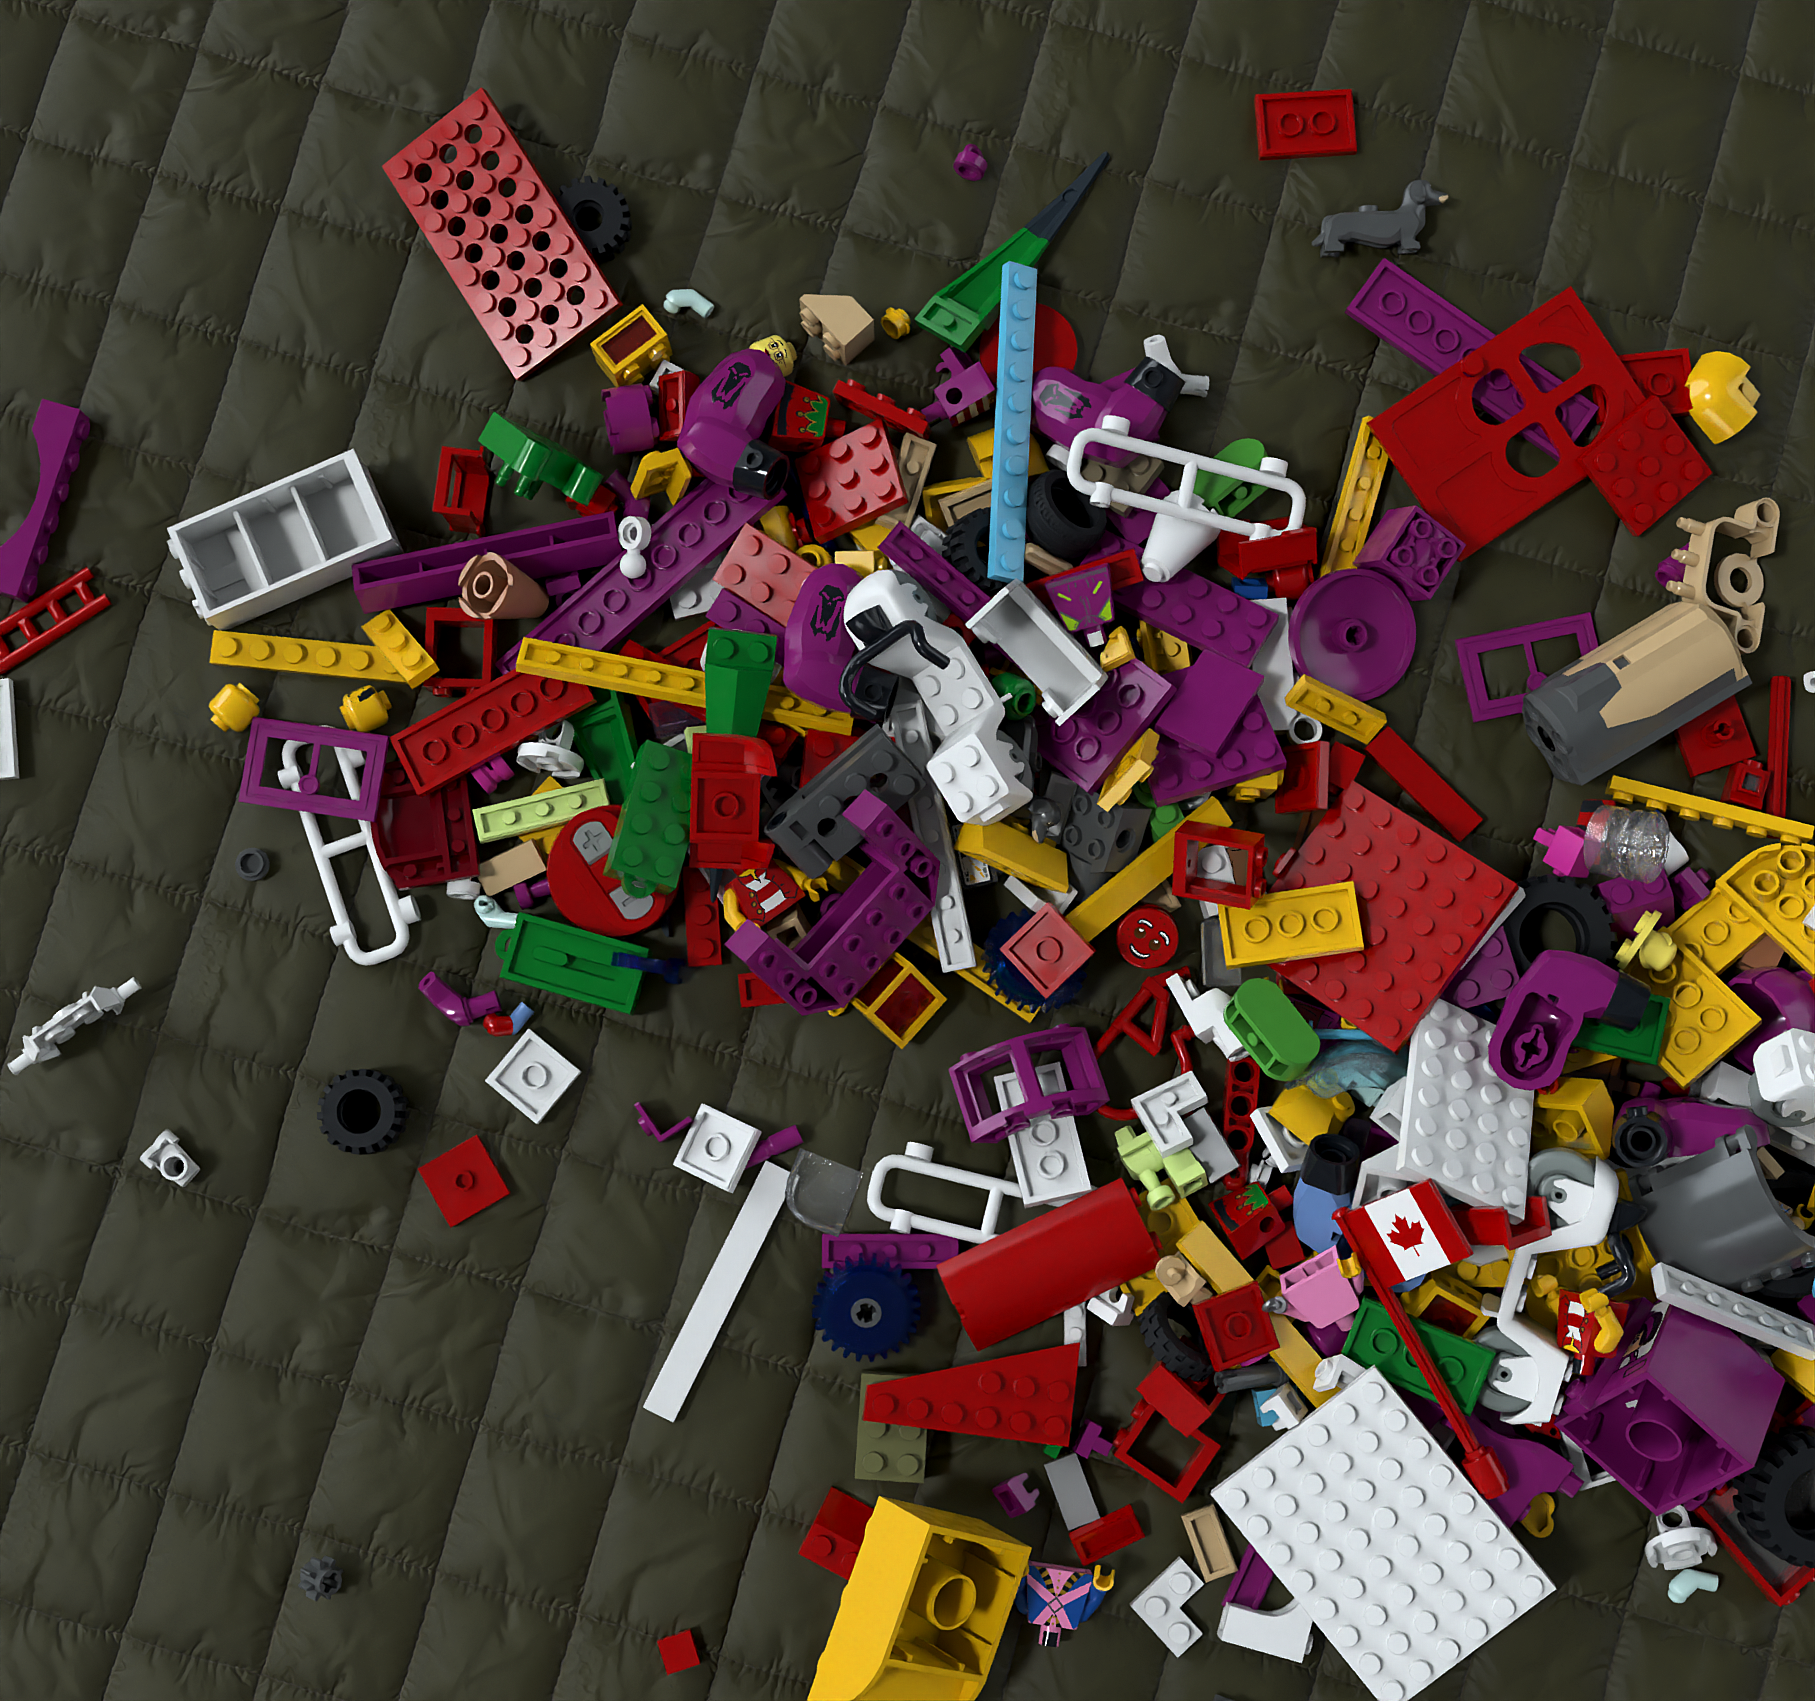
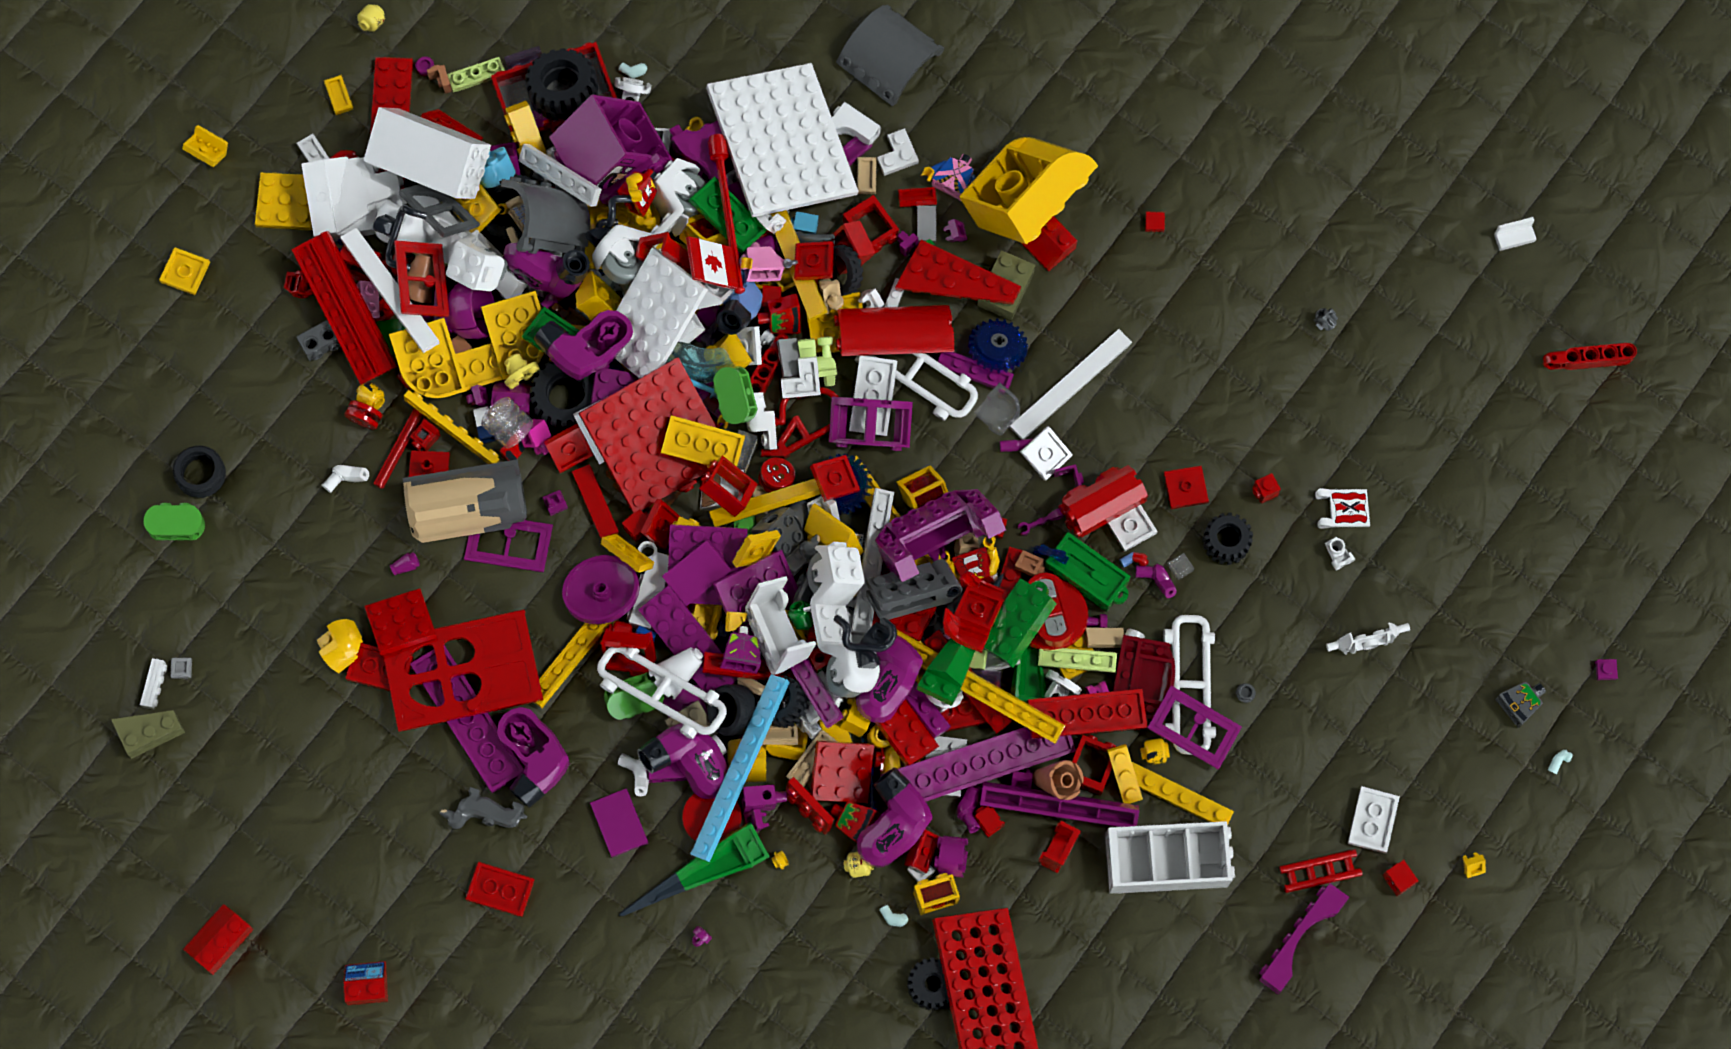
camera: 160 degrees left, 10 degrees down
(182, 1247) = (1347, 508): none -> flag
(234, 708) = (1227, 778): yellow head -> none
(327, 1226) = (1266, 488): none -> red brick
(428, 1039) = (1180, 566): none -> clear tile
(493, 914) = (1123, 617): light aqua arm -> none
(537, 461) = (1012, 844): green piece -> none
(579, 1102) = (1108, 498): none -> red brick
(633, 535) = (973, 783): white plate -> none
(661, 473) = (939, 809): yellow bracket -> none
(666, 1046) = (1054, 515): none -> magenta piece
(674, 939) = (1030, 564): none -> nougat bracket
(838, 323) = (813, 864): tan slope -> none
(1167, 289) = (619, 823): none -> magenta tile
(1286, 1405) = (802, 218): white tile -> none
(1341, 341) = (538, 751): none -> magenta piece
(1411, 551) = (552, 618): magenta brick -> none
(1486, 759) = (555, 502): none -> magenta tile
(1510, 846) = (568, 448): none -> red tile
(1757, 524) = (386, 515): tan piece -> none

